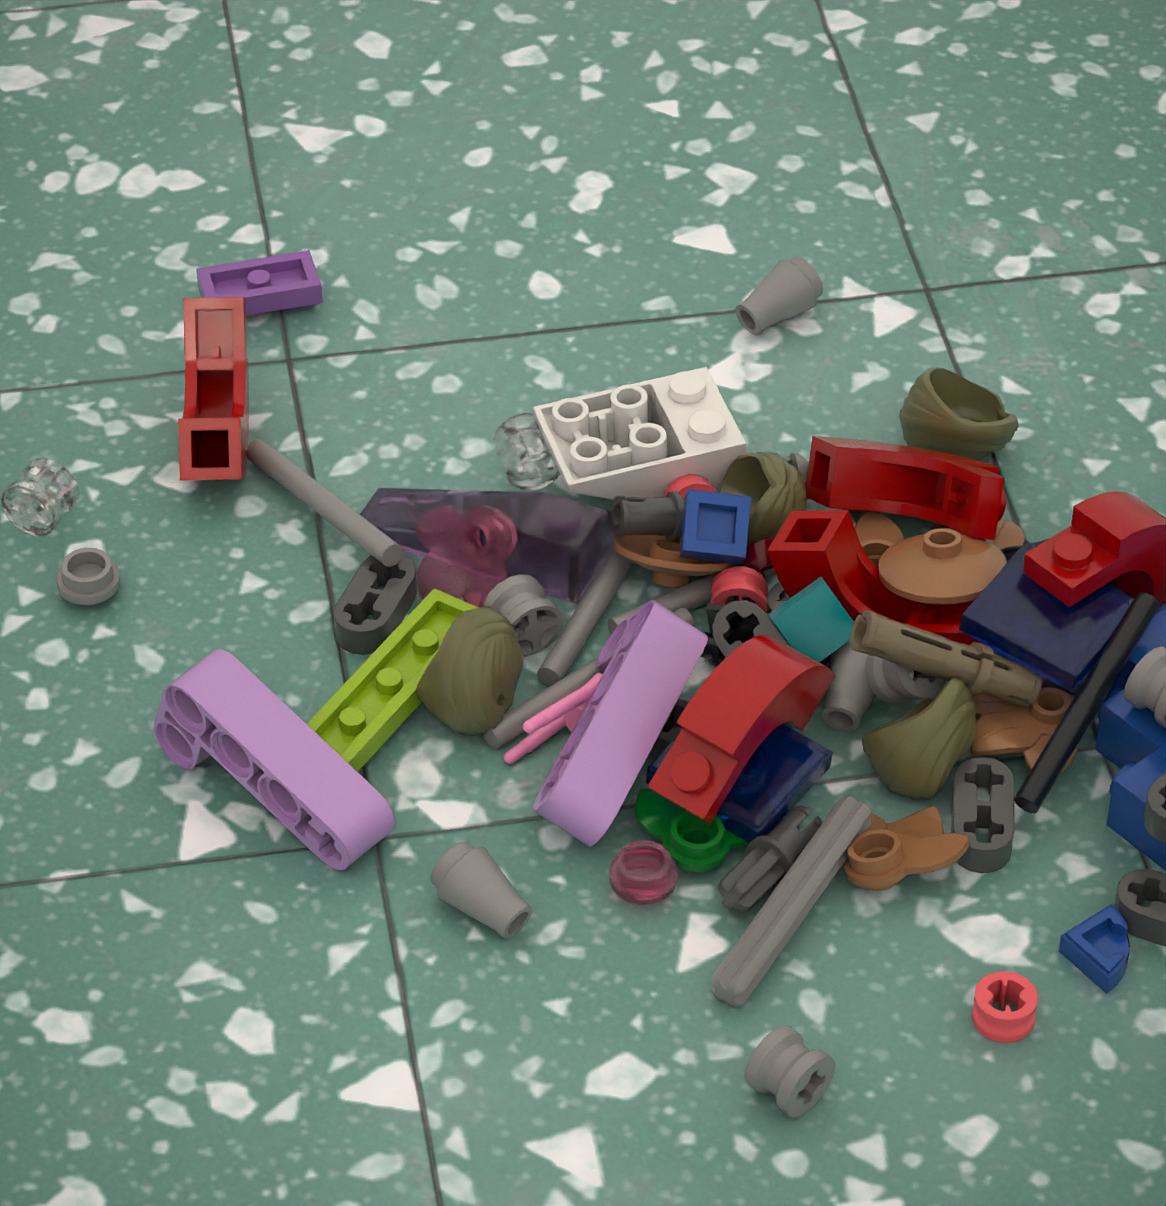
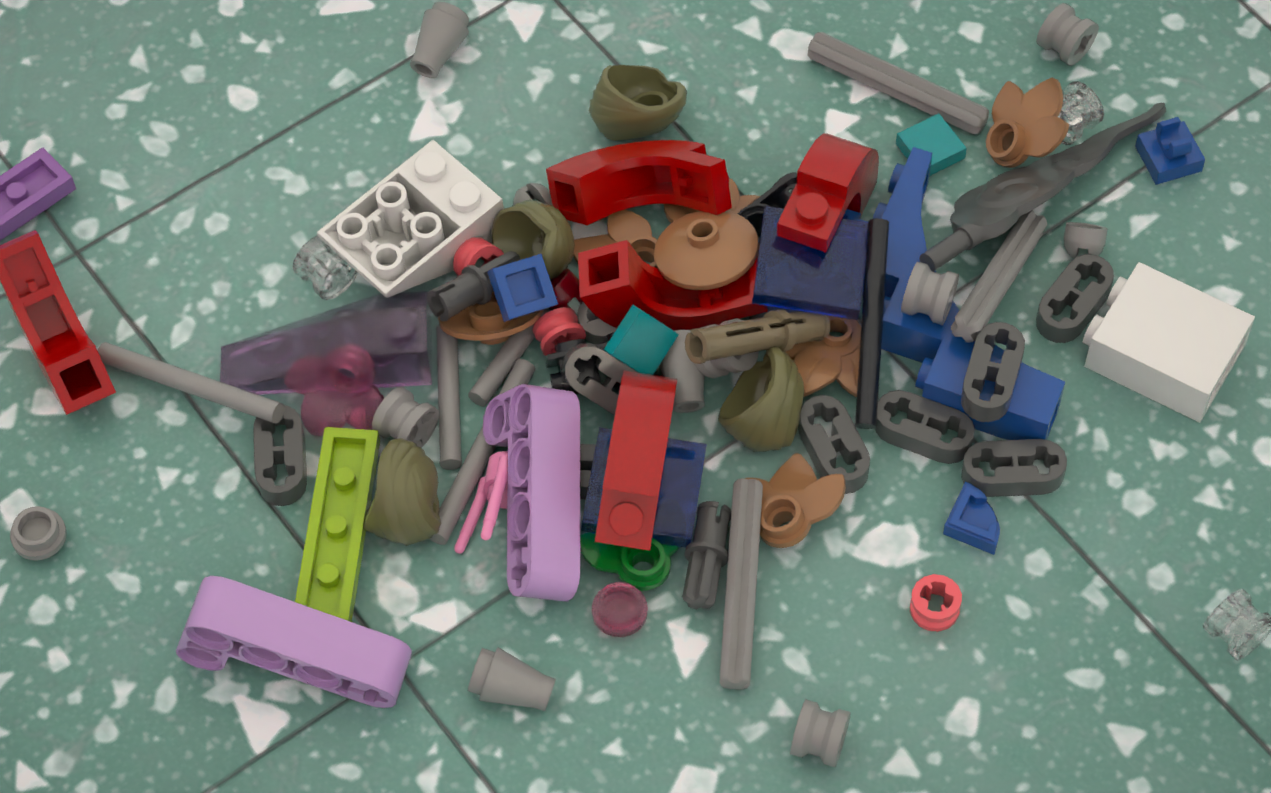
camera: 25 degrees left, 15 degrees up
(1093, 839) = (924, 426): none -> dark grey beam

